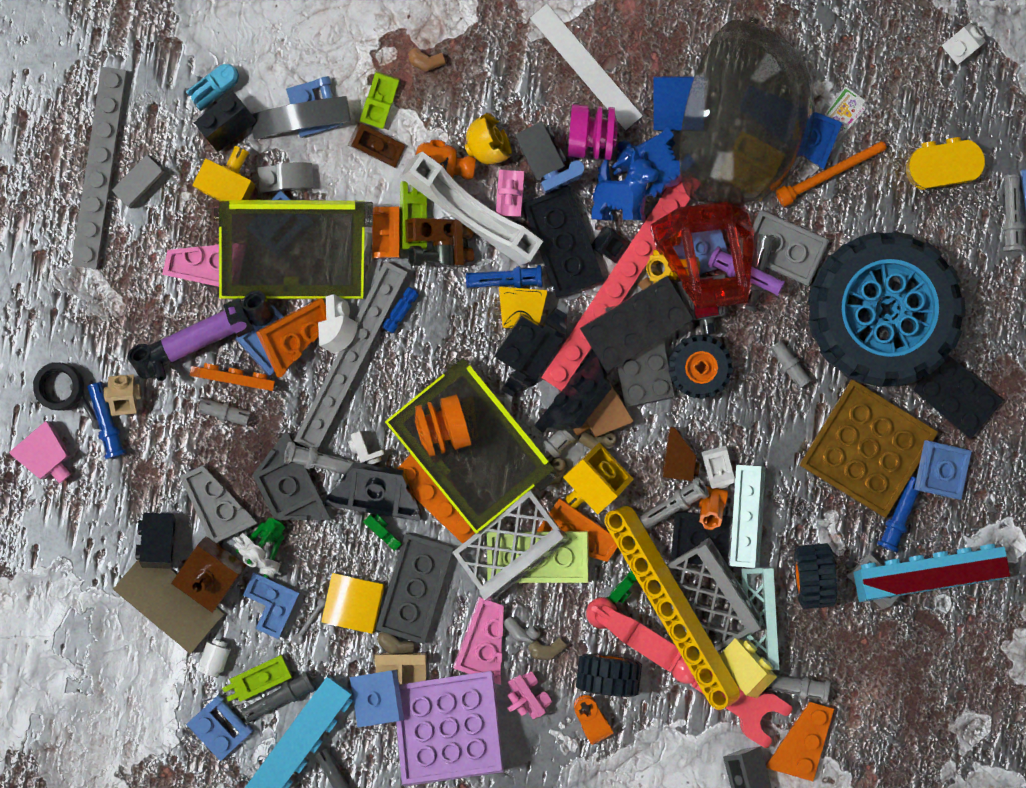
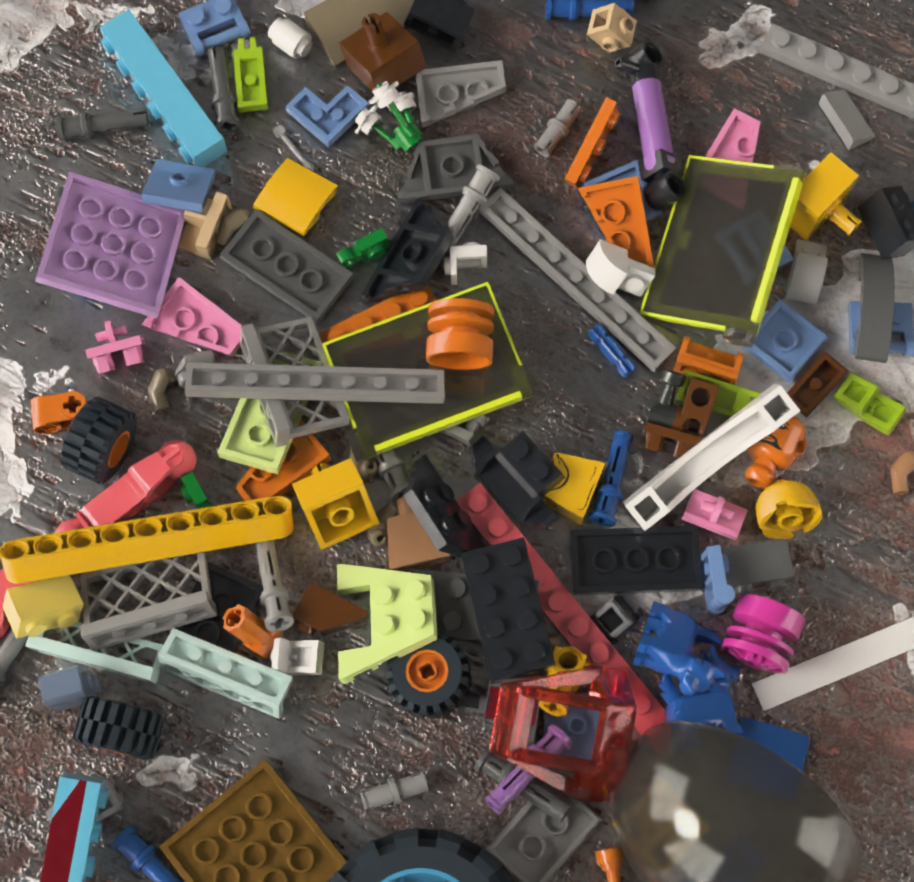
camera: 115 degrees right, 15 degrees down
(349, 177) = (786, 341): none -> medium blue plate
(515, 523) = (314, 383): none -> light grey plate
(663, 402) = (400, 615): none -> yellowish green wing
(798, 624) = (68, 687): none -> sand blue brick

